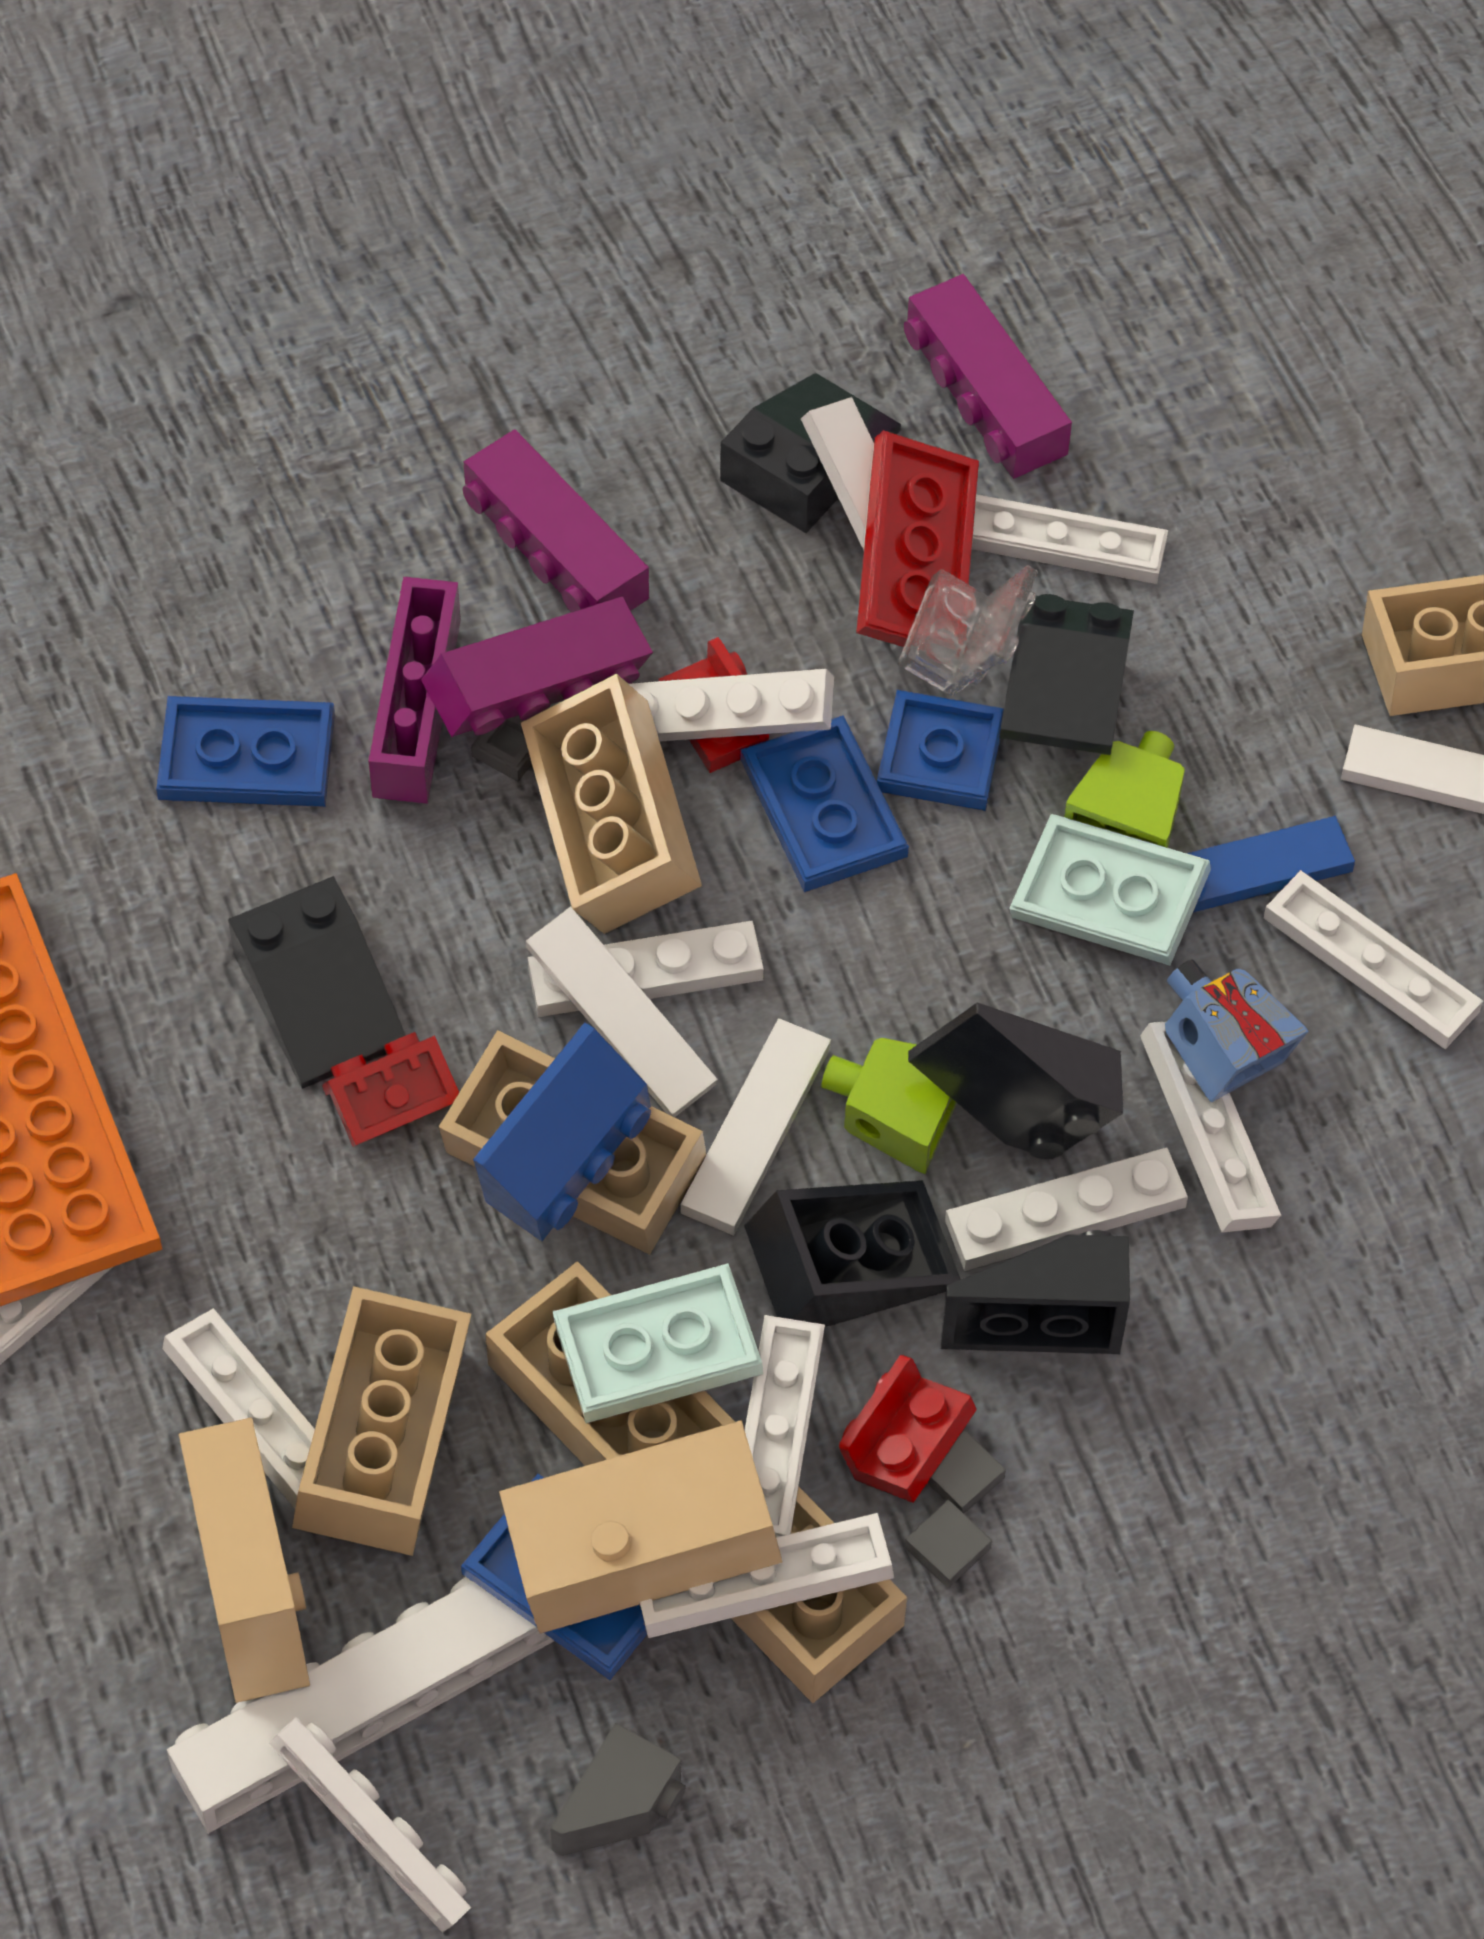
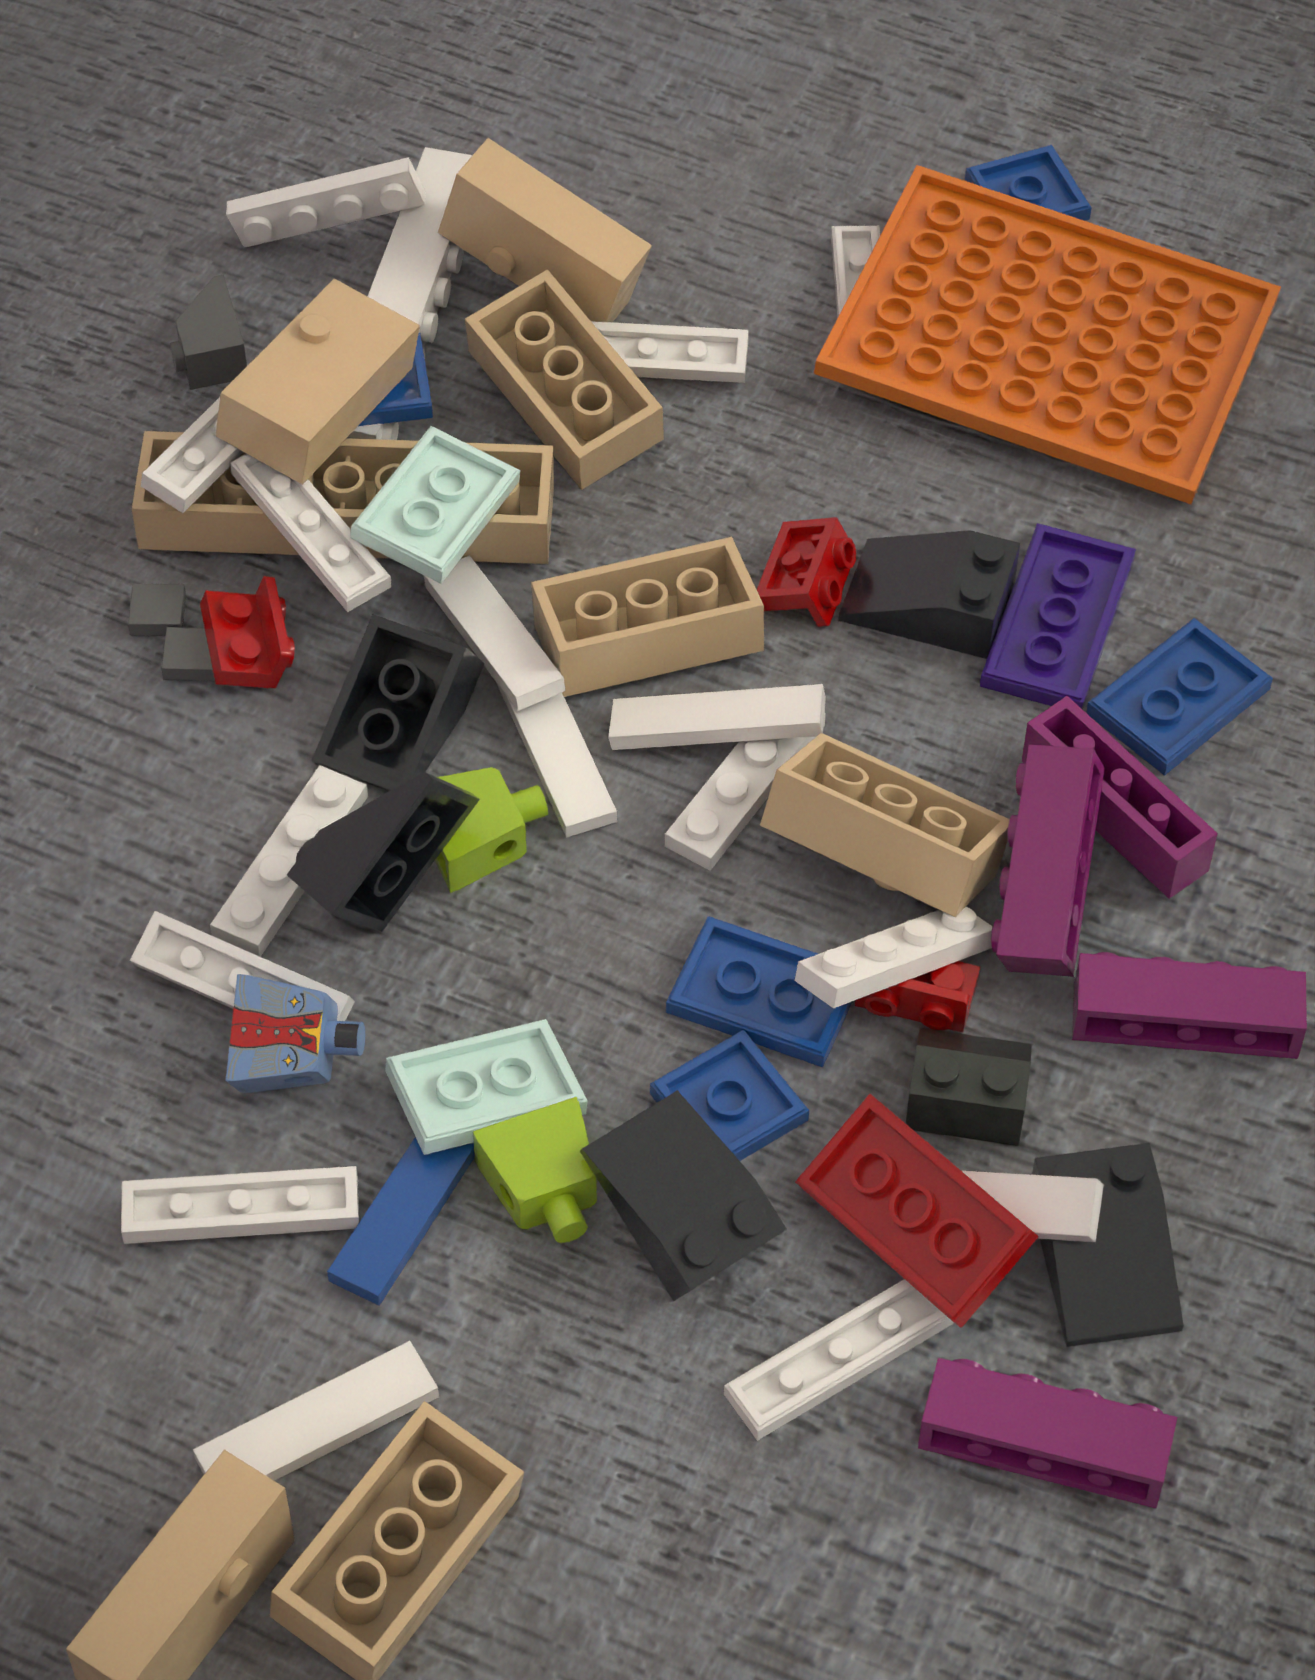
camera: 135 degrees right, 5 degrees down
(188, 900) = (1058, 617): none -> dark purple tile
(563, 1134) = (628, 550): blue slope -> none
(716, 1206) = (496, 635): none -> white tile
(766, 606) = (969, 1086): none -> pearl dark grey slope
(964, 631) = (800, 1163): clear bracket -> none
(1045, 1300) = (223, 754): black slope -> none

